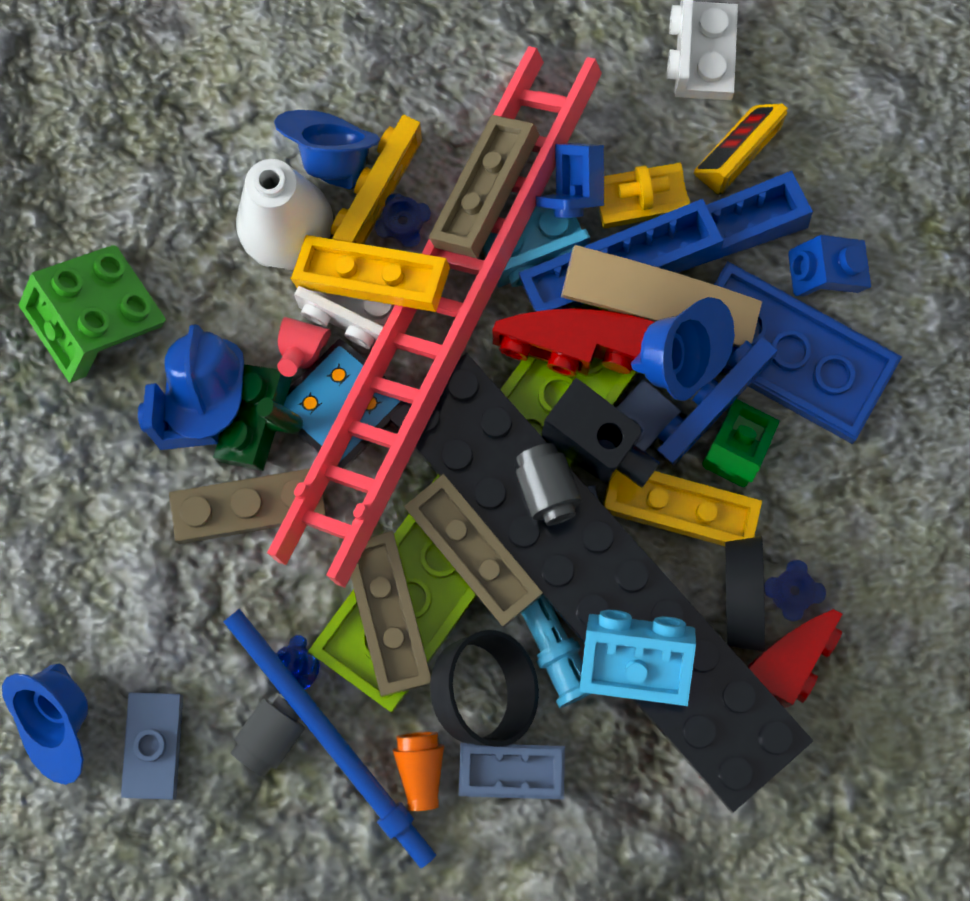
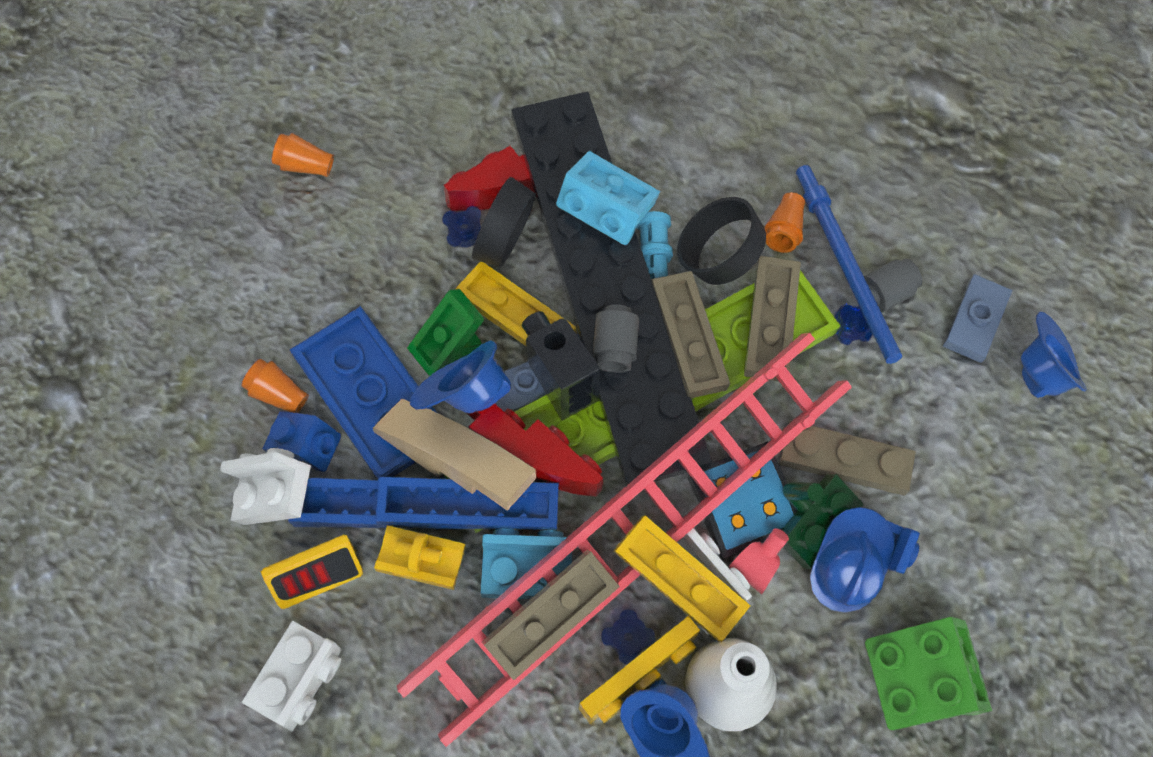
camera: 160 degrees left, 10 degrees down
(512, 771) = (708, 185): sand blue plate -> none
(577, 180) = (471, 581): blue bracket -> none
(715, 399) = (406, 377): blue plate -> none
(830, 191) = (269, 486): none -> white bracket
(891, 307) = (271, 385): none -> orange cone

